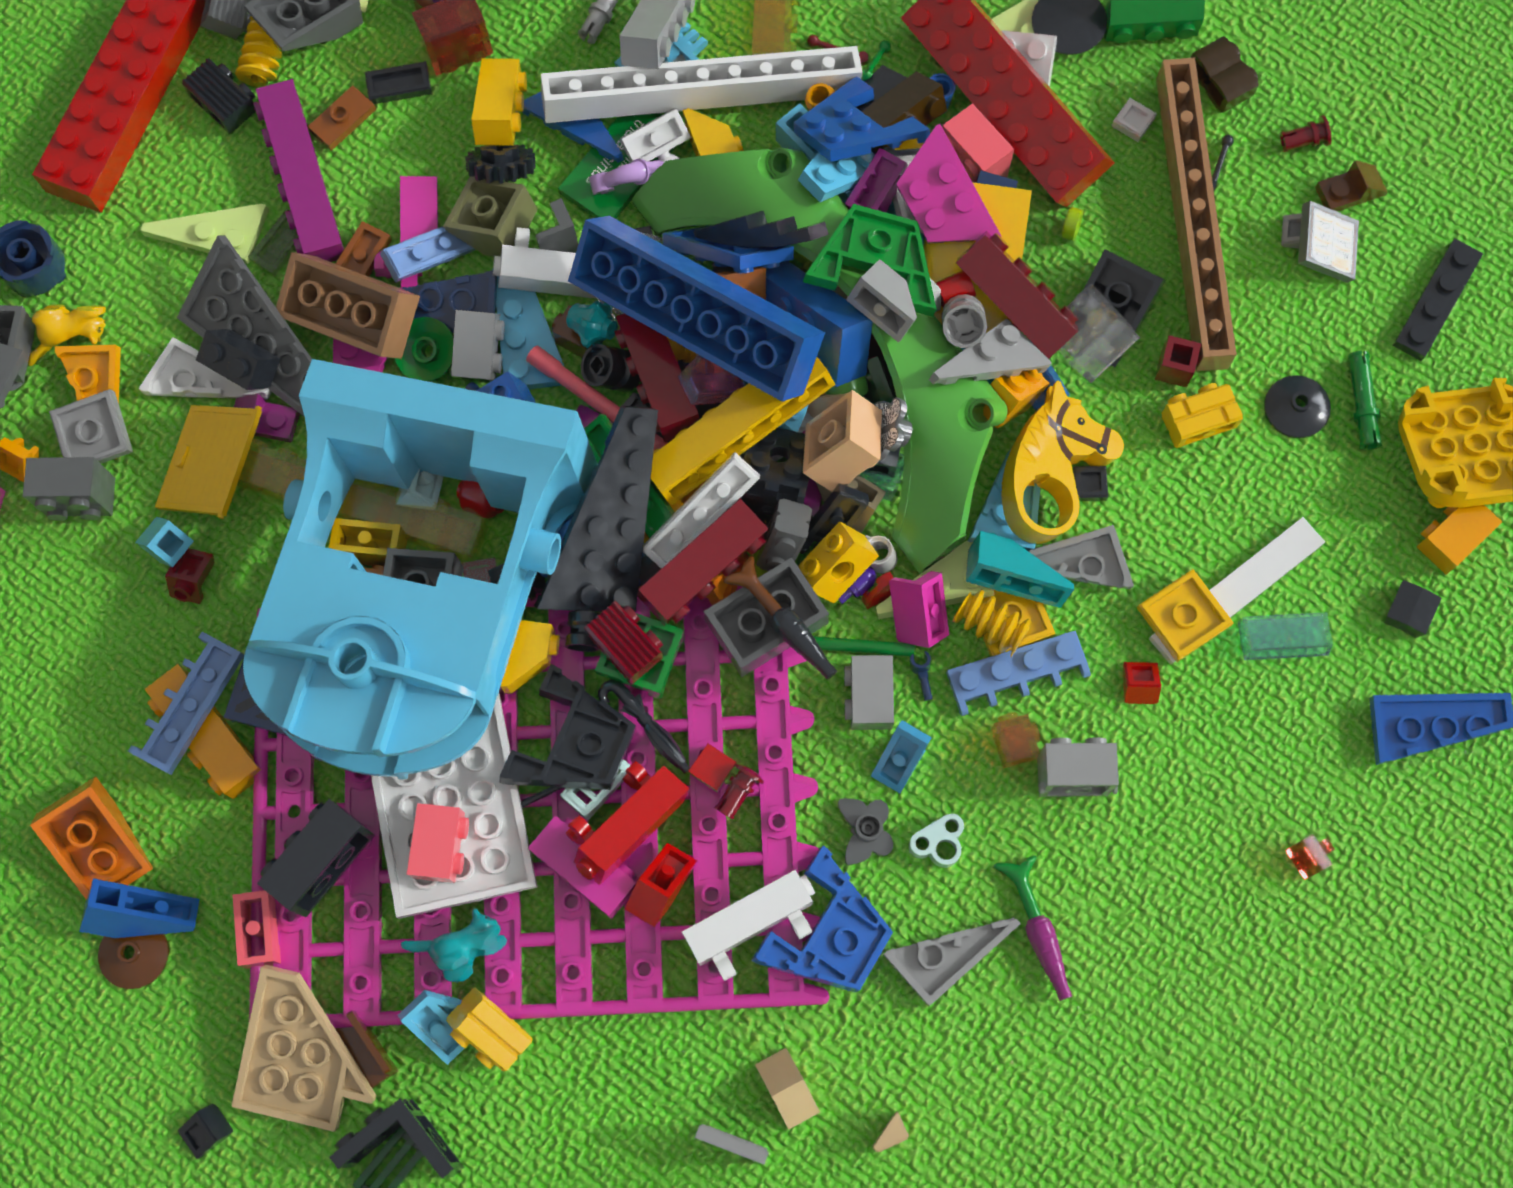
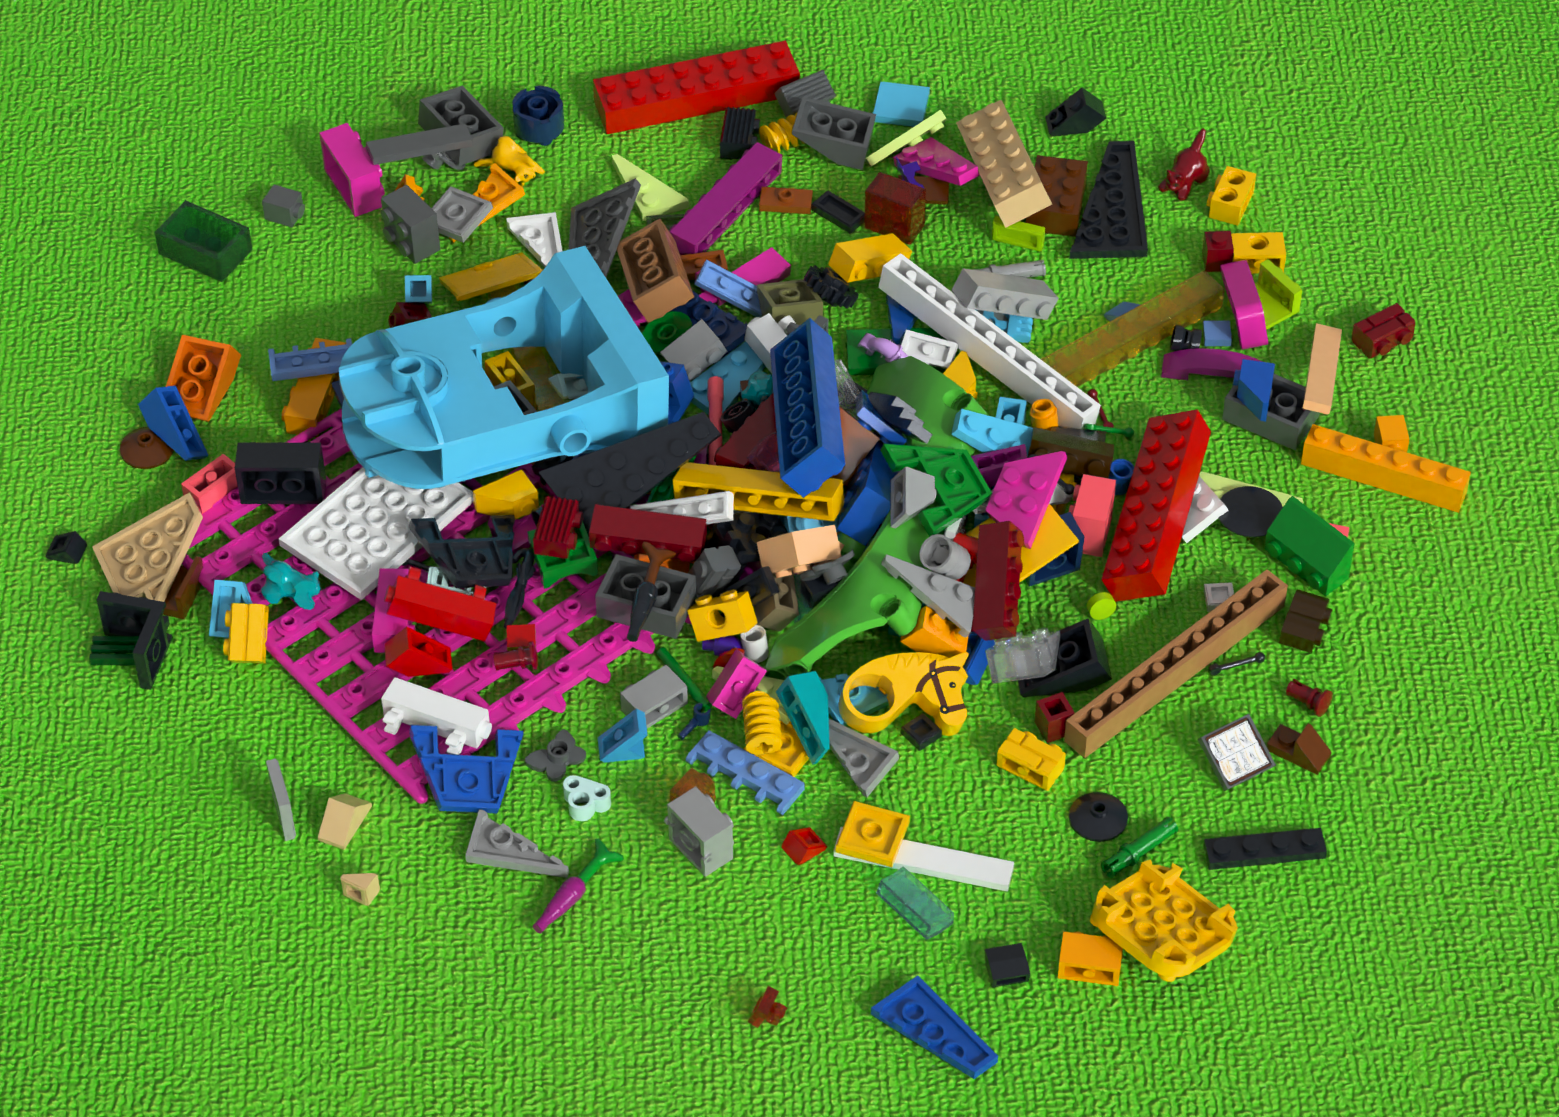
camera: 50 degrees right, 25 degrees down
(238, 359) = (565, 234): black brick -> none
(437, 843) = (341, 521): coral brick -> none
(843, 131) = (1027, 421): blue wing -> none

